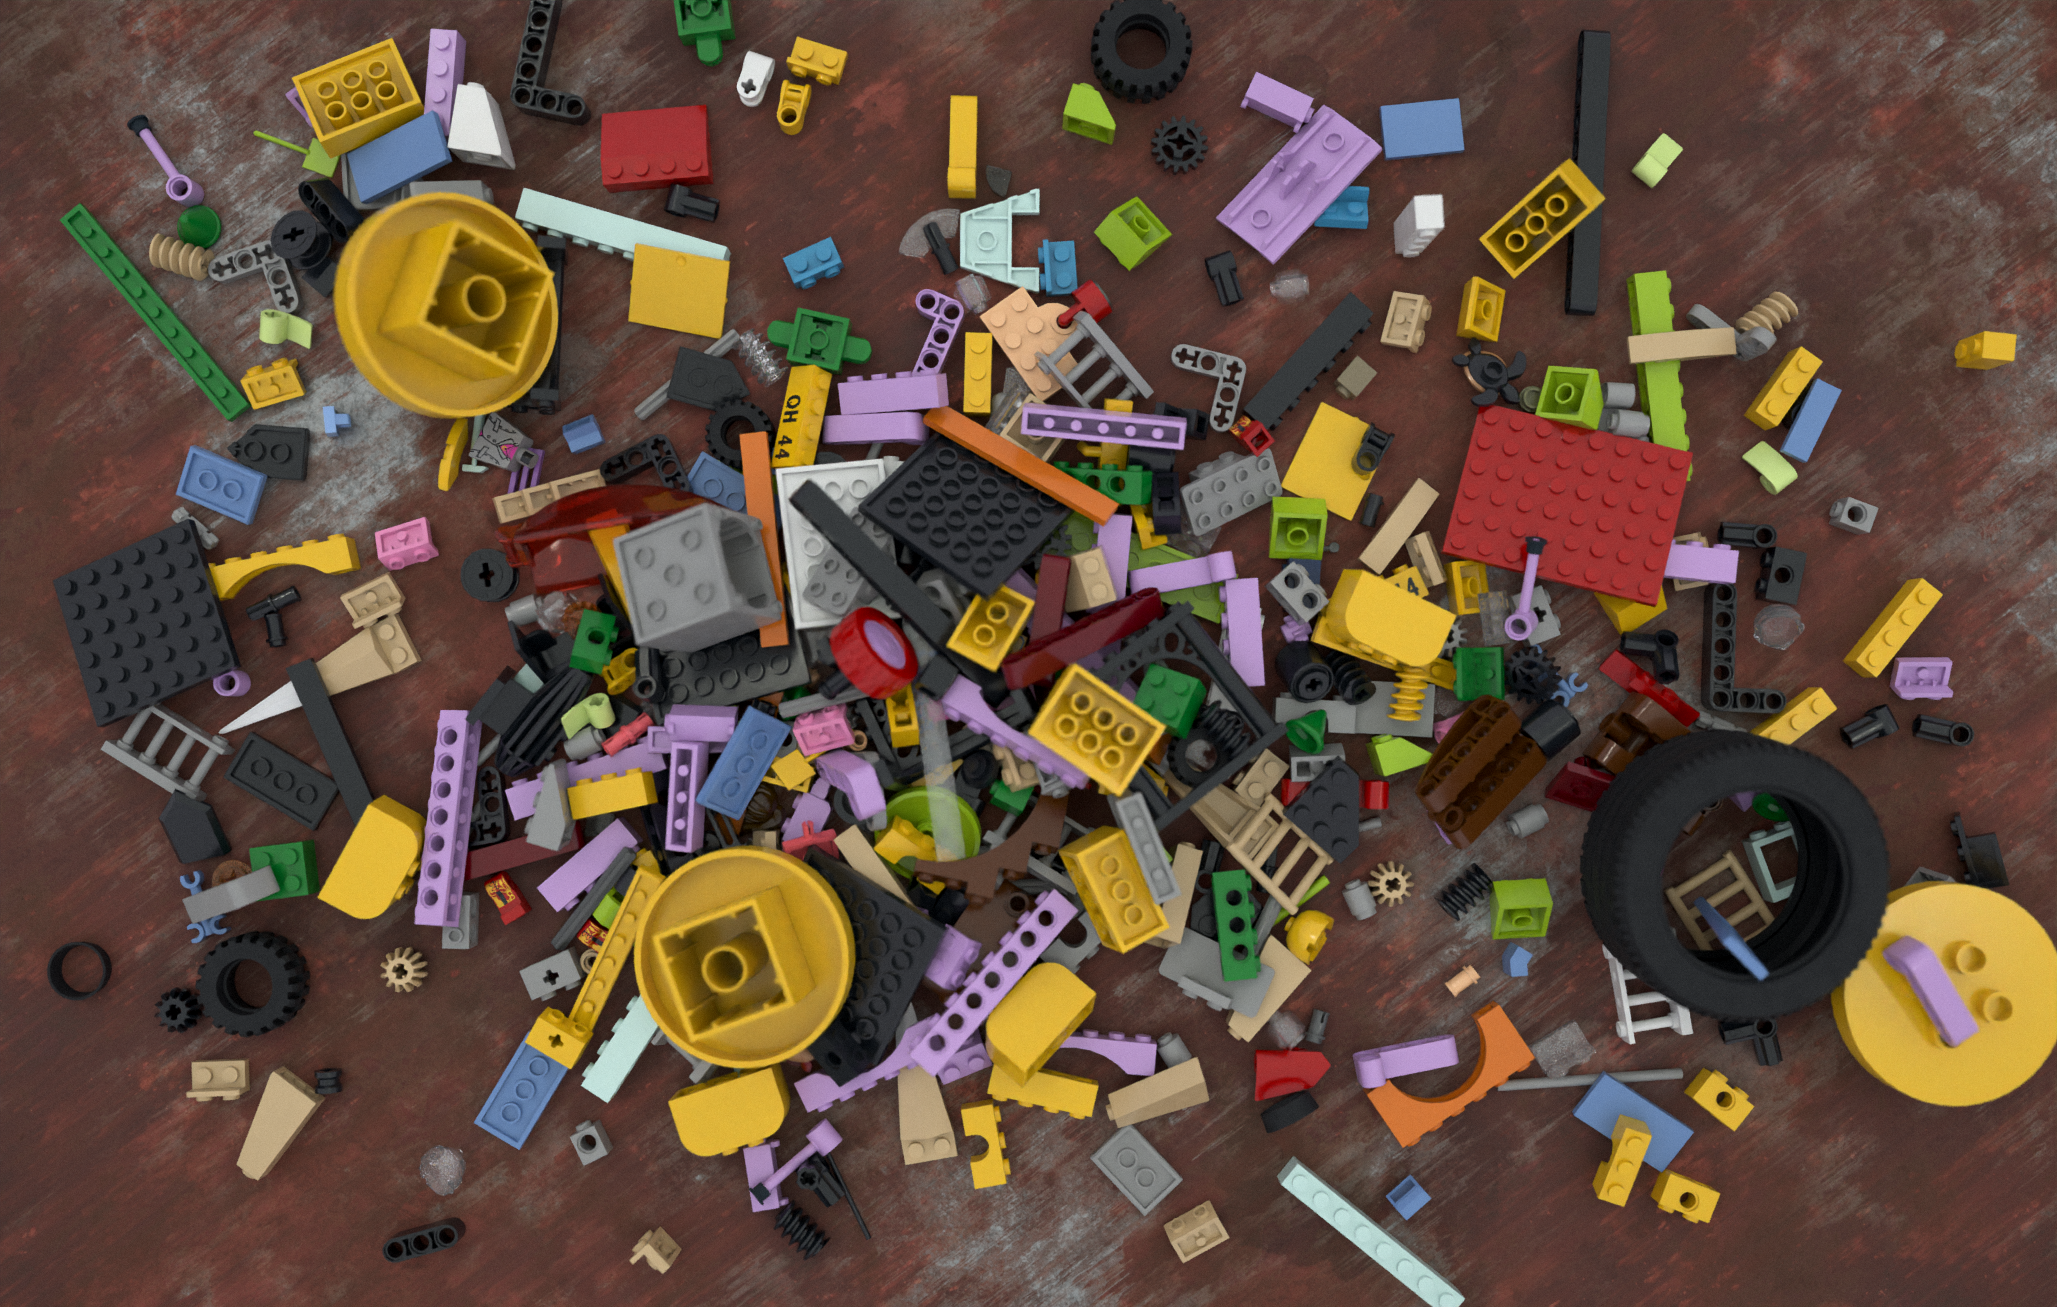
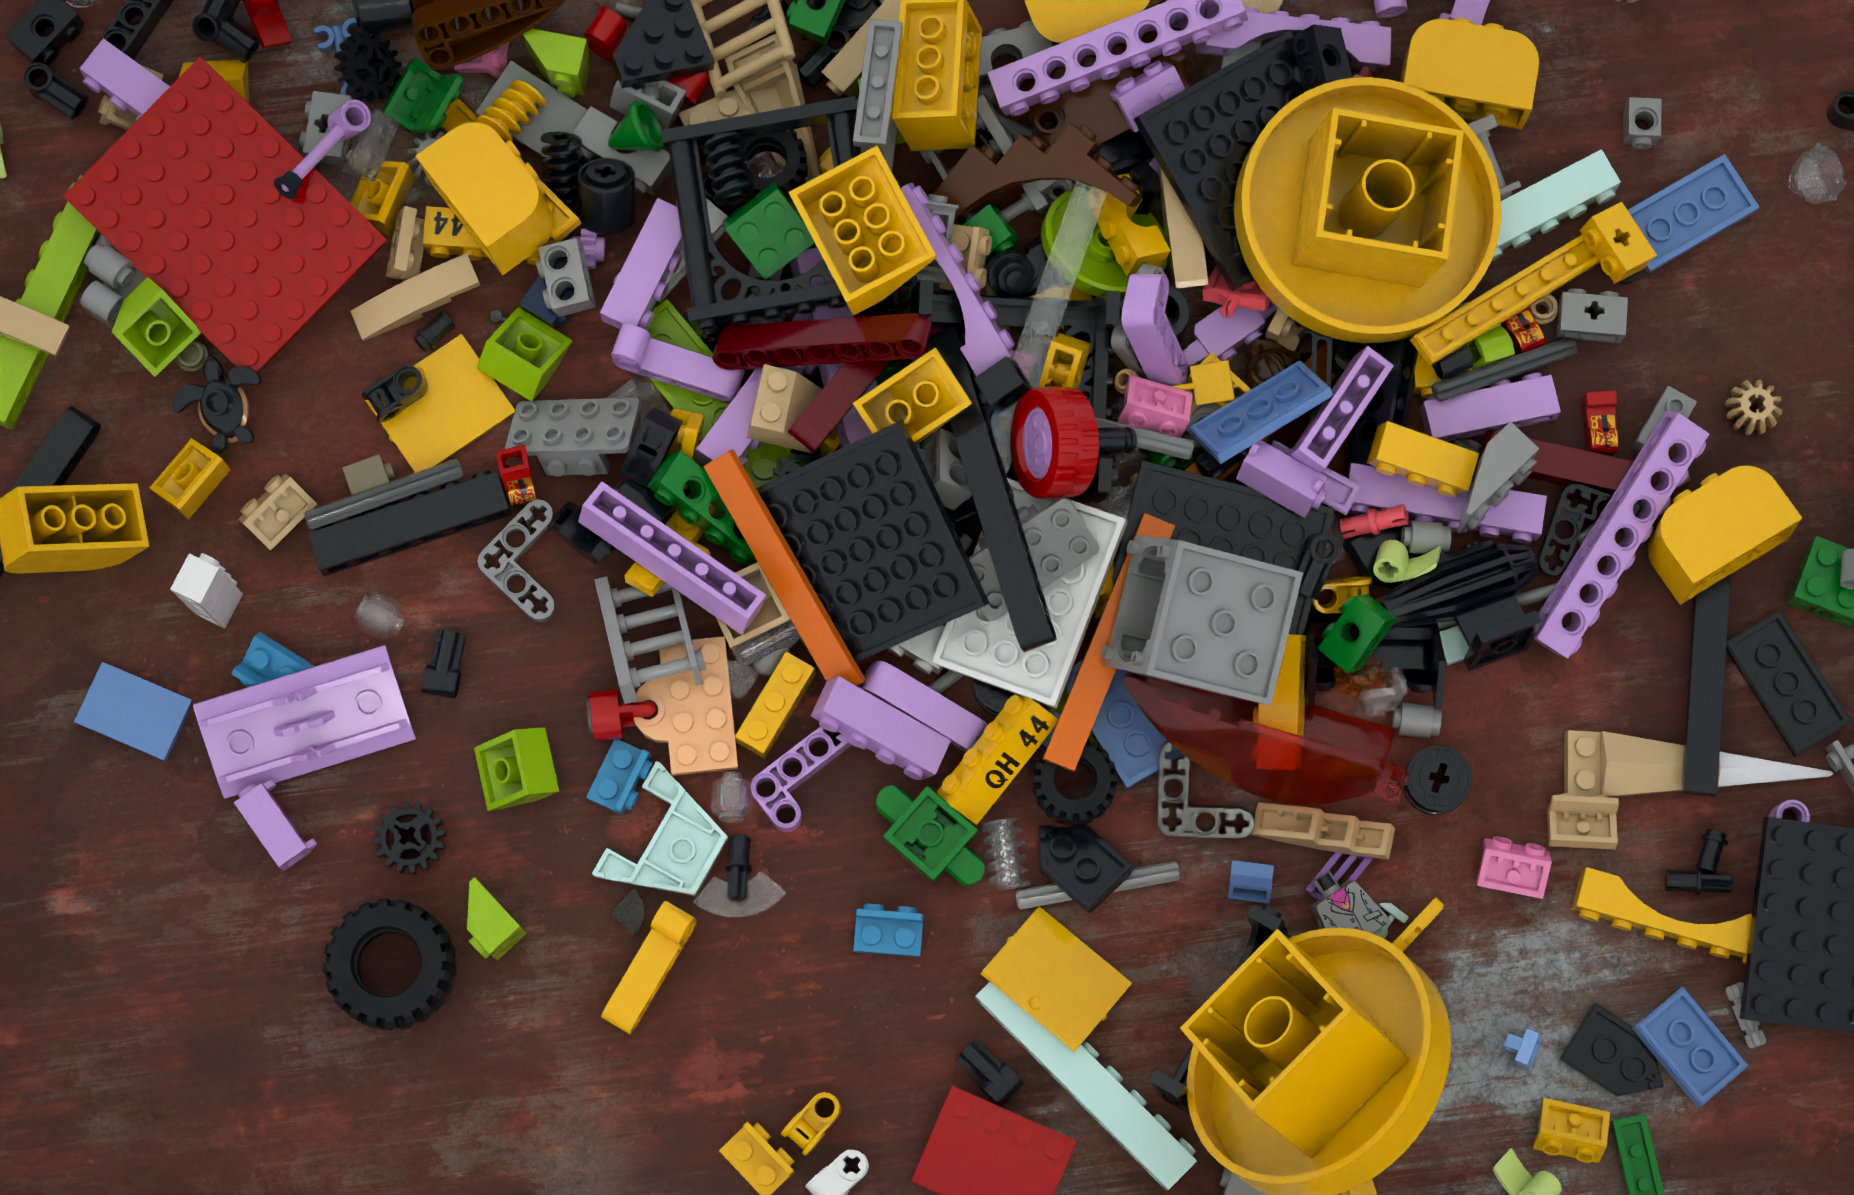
camera: 150 degrees left, 10 degrees down
(1336, 370) = (383, 494): none -> dark grey axle

